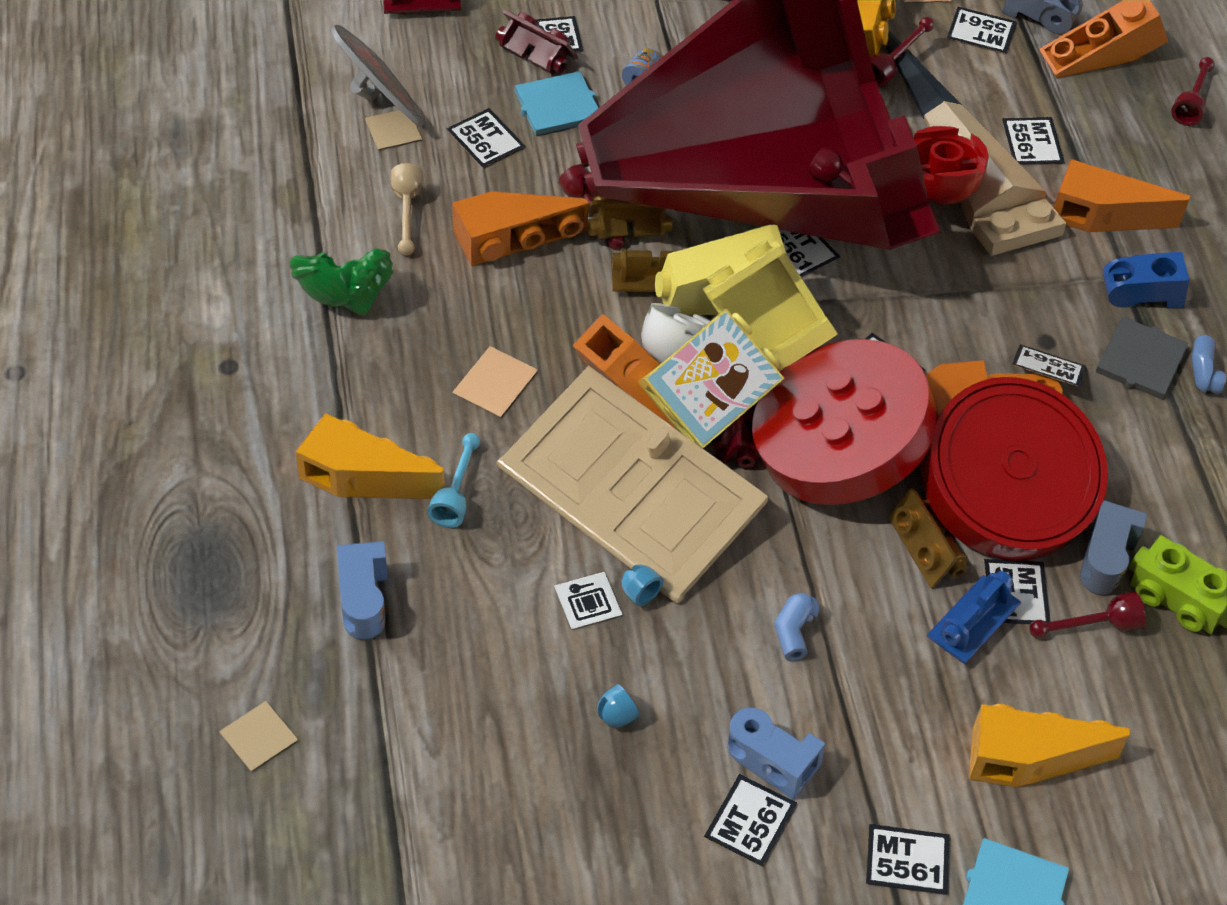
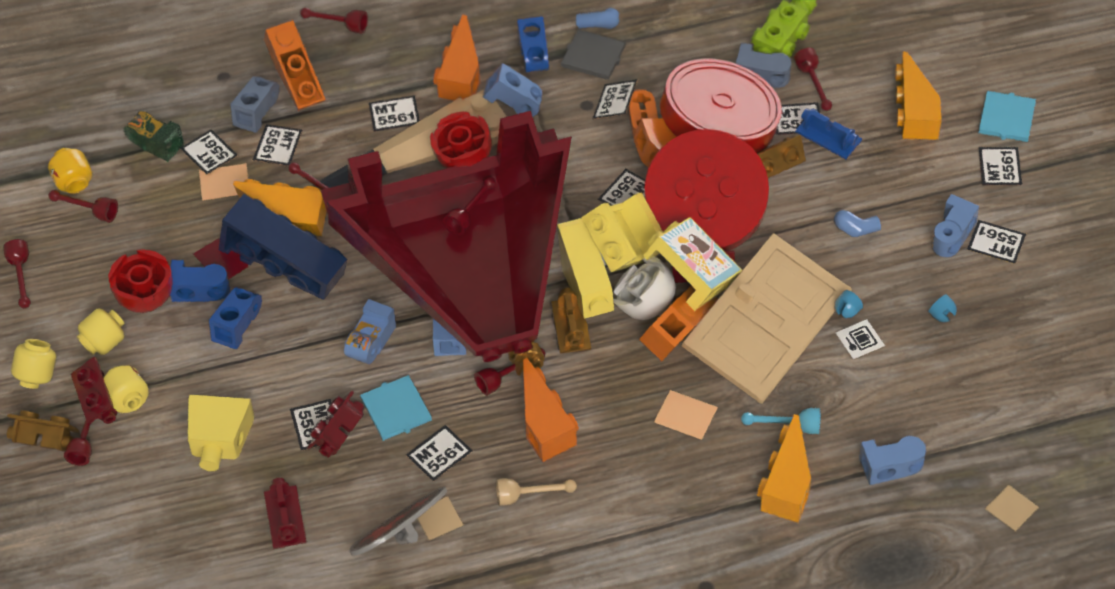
camera: 90 degrees left, 0 degrees up
(349, 285) = (620, 509): green hair -> none
(1051, 242) = (513, 90): none -> medium blue leg

